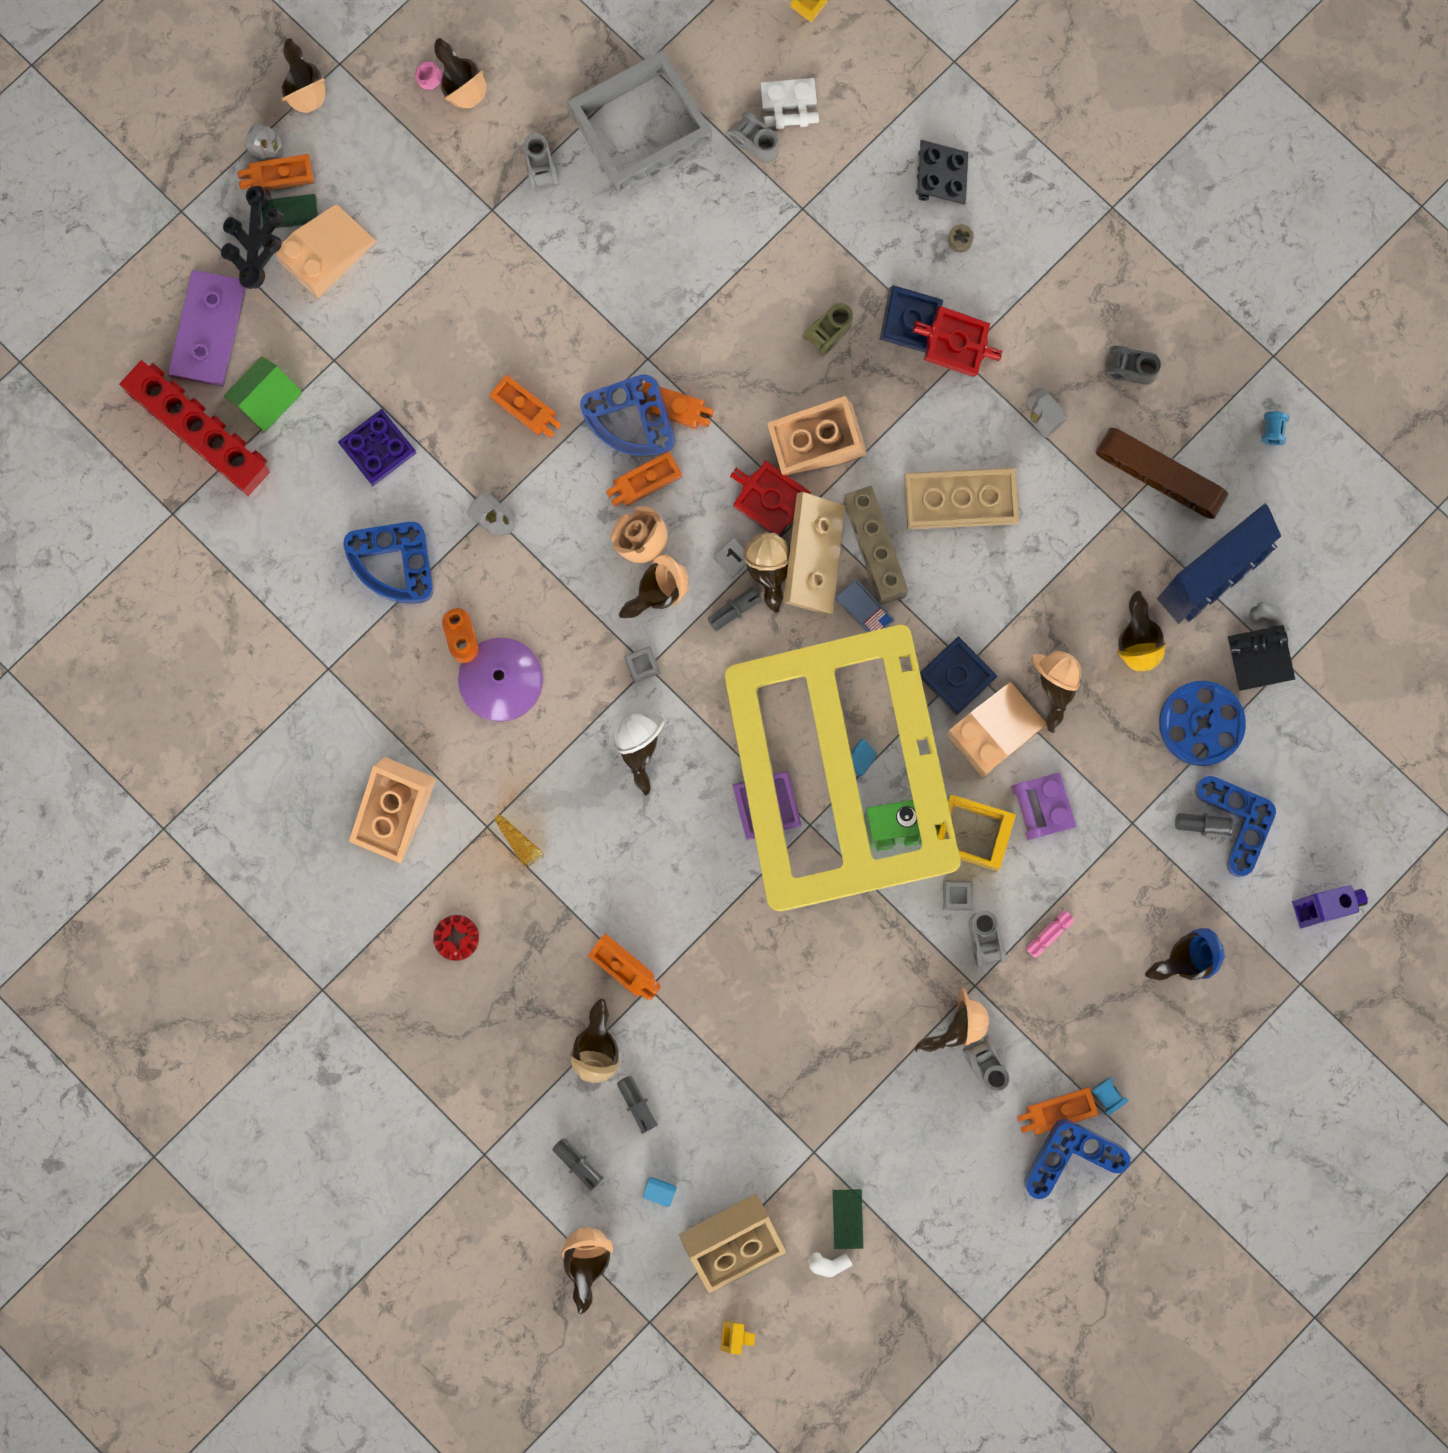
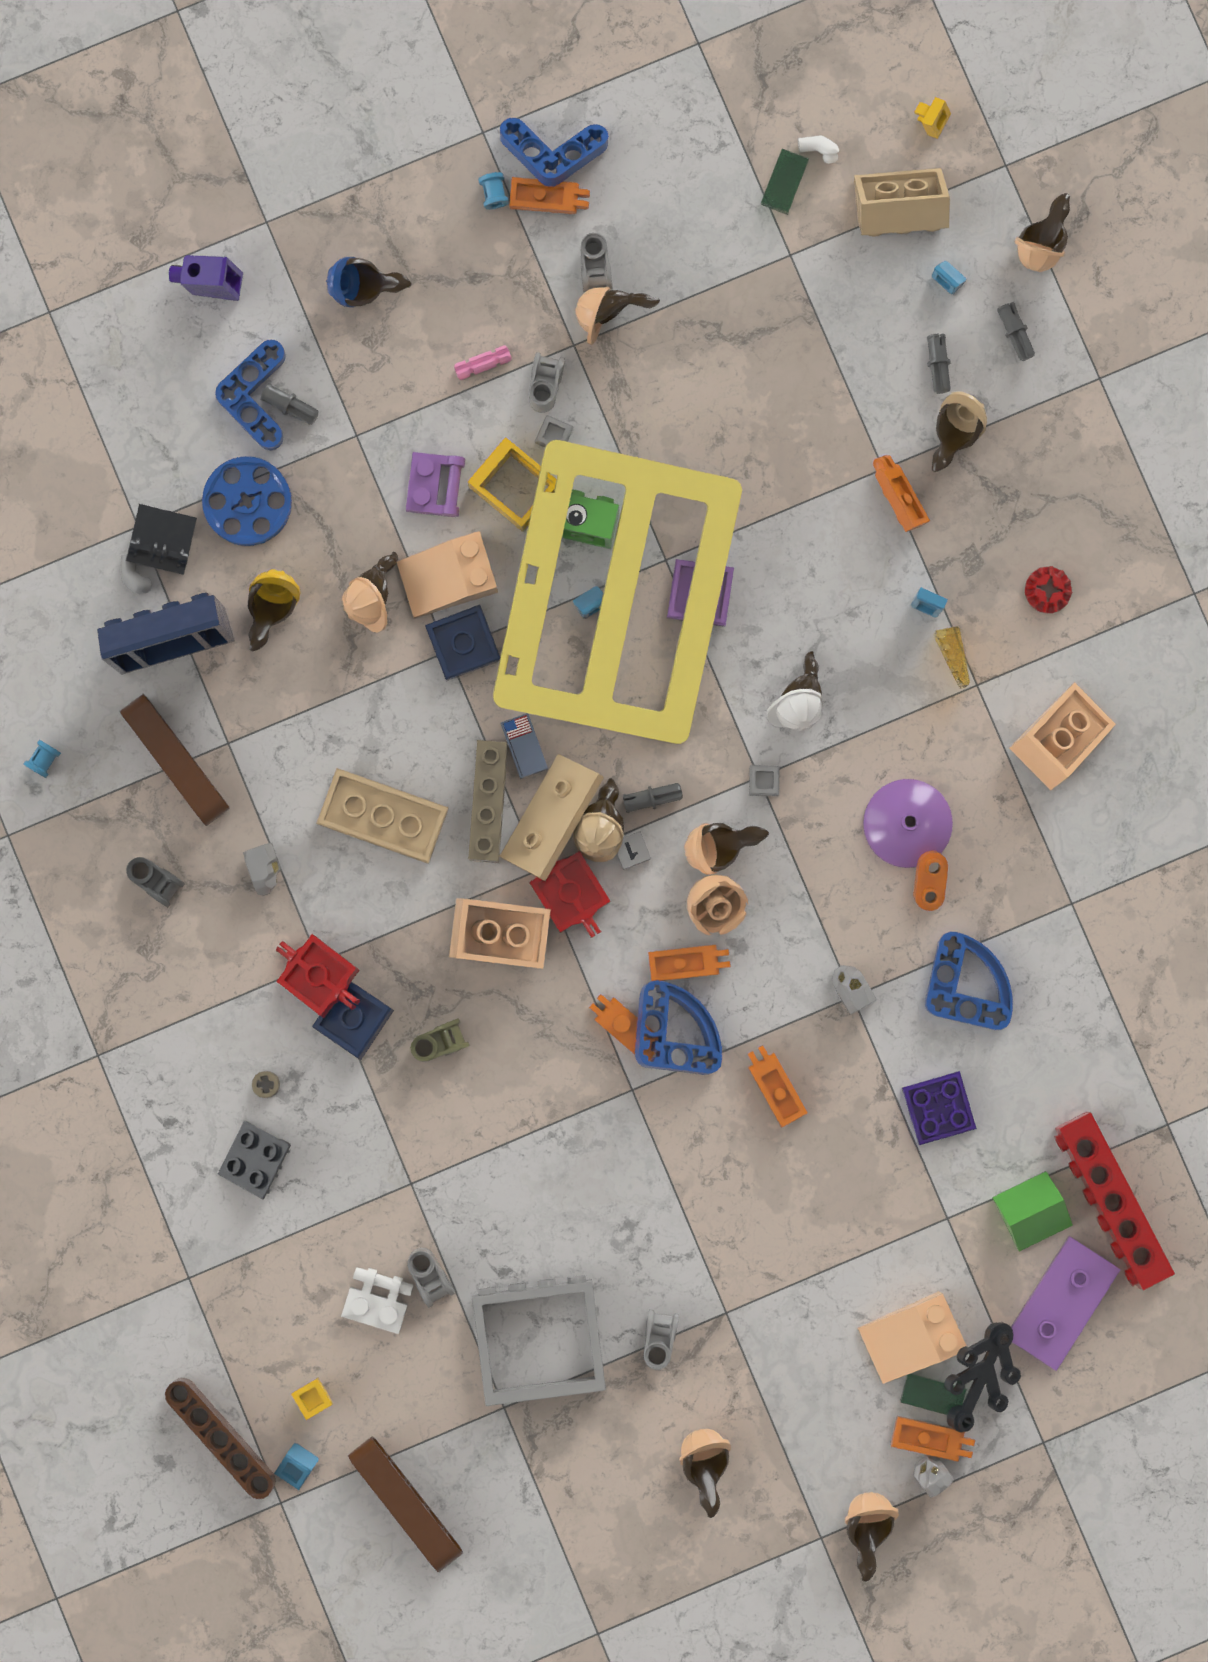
camera: 155 degrees left, 5 degrees up
(428, 75) = (735, 1483): bright pink tile -> none
(558, 875) = (928, 602): none -> dark azure tile

